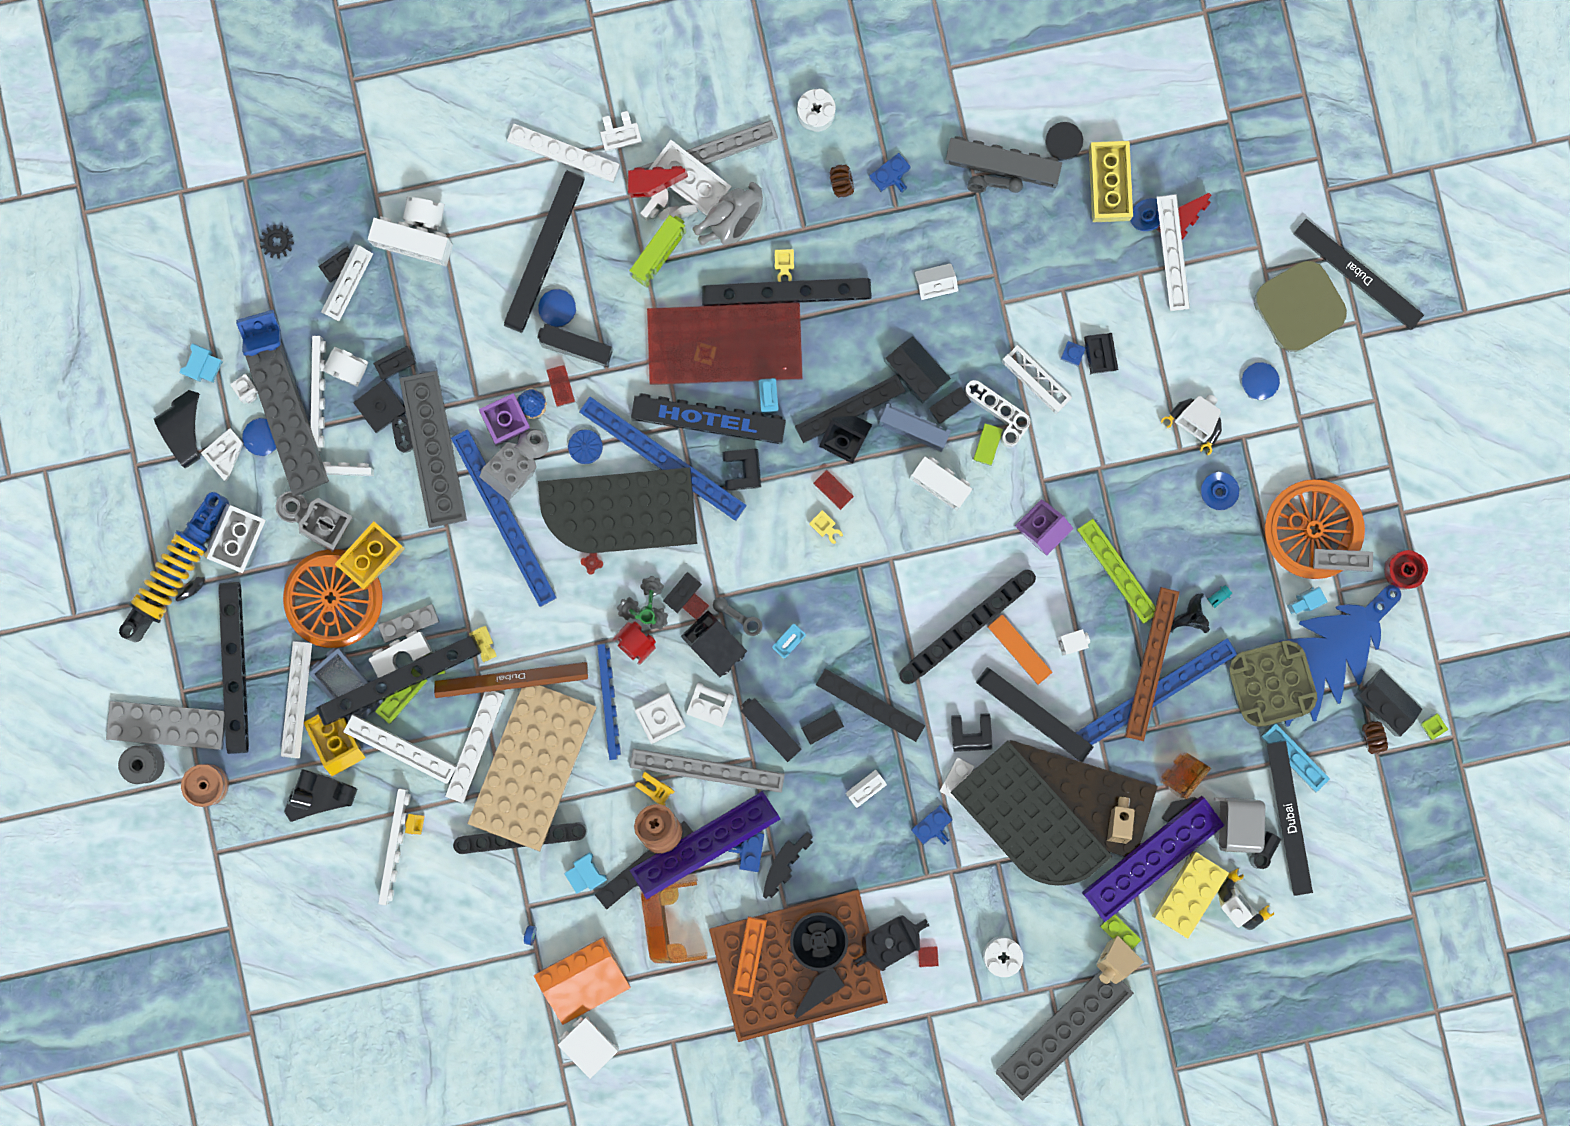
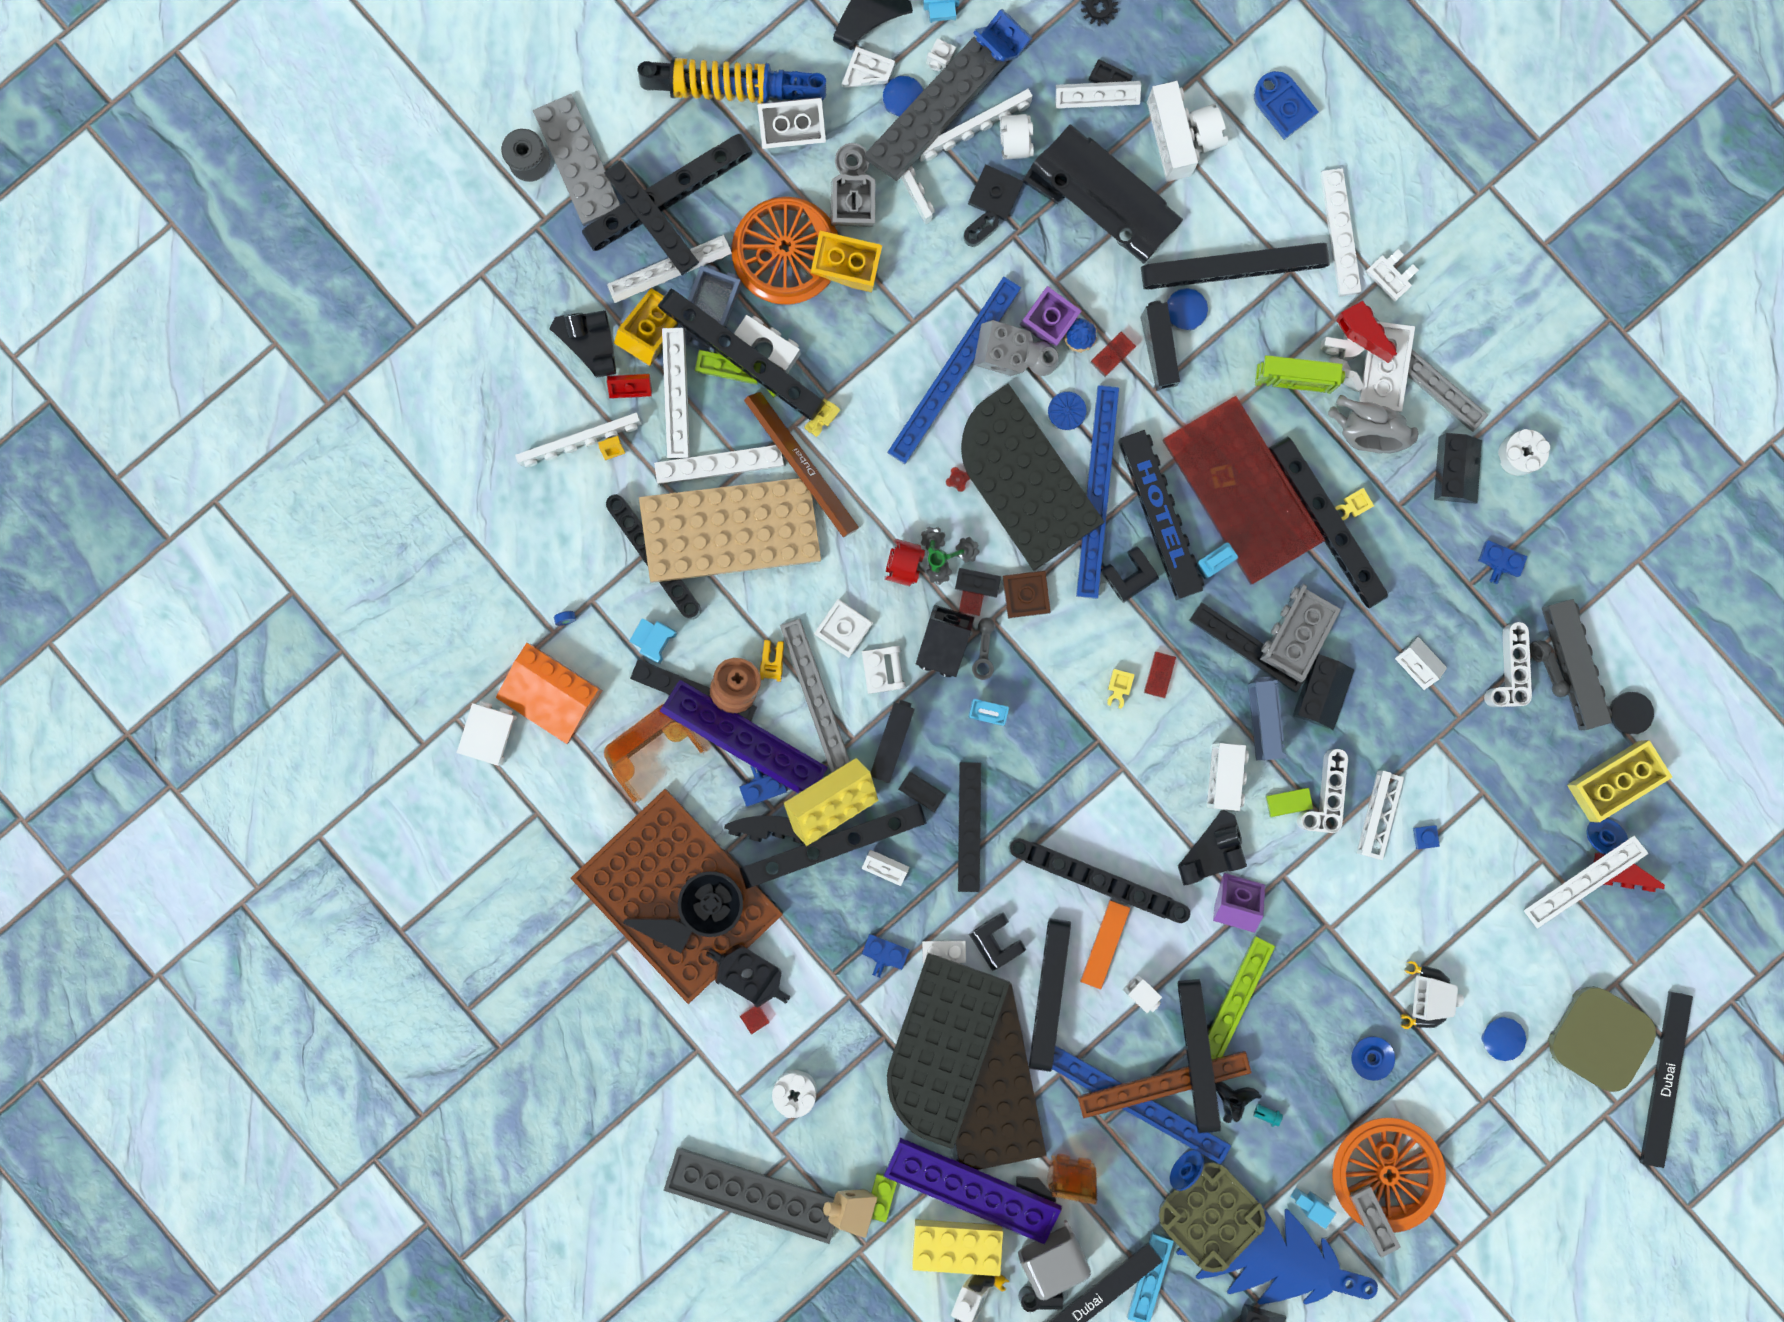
camera: 60 degrees right, 0 degrees up
(192, 588) = (721, 111): black bar -> none
(197, 793) = (528, 222): nougat wheel -> none
(248, 691) = (651, 217): none -> black plate
(372, 782) = (629, 386): none -> red plate
(408, 623) = (800, 333): light grey plate -> none
(430, 319) = (1107, 192): none -> black panel
(433, 449) = (983, 265): dark grey plate -> none
(437, 140) = (1284, 105): none -> blue plate
(608, 693) = (840, 564): blue plate -> none
(712, 559) = (1026, 594): none -> reddish brown plate
(749, 956) = (659, 843): orange tile -> none
(791, 802) = (831, 801): none -> light yellow brick
(800, 167) = (1458, 468): none -> black slope
(826, 820) = (833, 845): none -> black beam
(842, 180) = (1469, 515): reddish brown gear -> none
(845, 436) = (1219, 658): black slope -> none
(861, 363) = (1299, 633): none -> light grey bracket
(949, 405) = (1306, 743): black plate -> none
(975, 212) = (1512, 664): none -> white beam
(995, 524) = (1215, 851): none -> black panel
(1101, 353) = (1442, 865): black plate -> none
(1120, 830) = (983, 1142): tan torso -> none
(1143, 625) = (1199, 1056): none -> black beam
(1227, 683) = (1186, 1170): none -> blue dish
(1411, 579) = (1409, 1298): red brick -> none

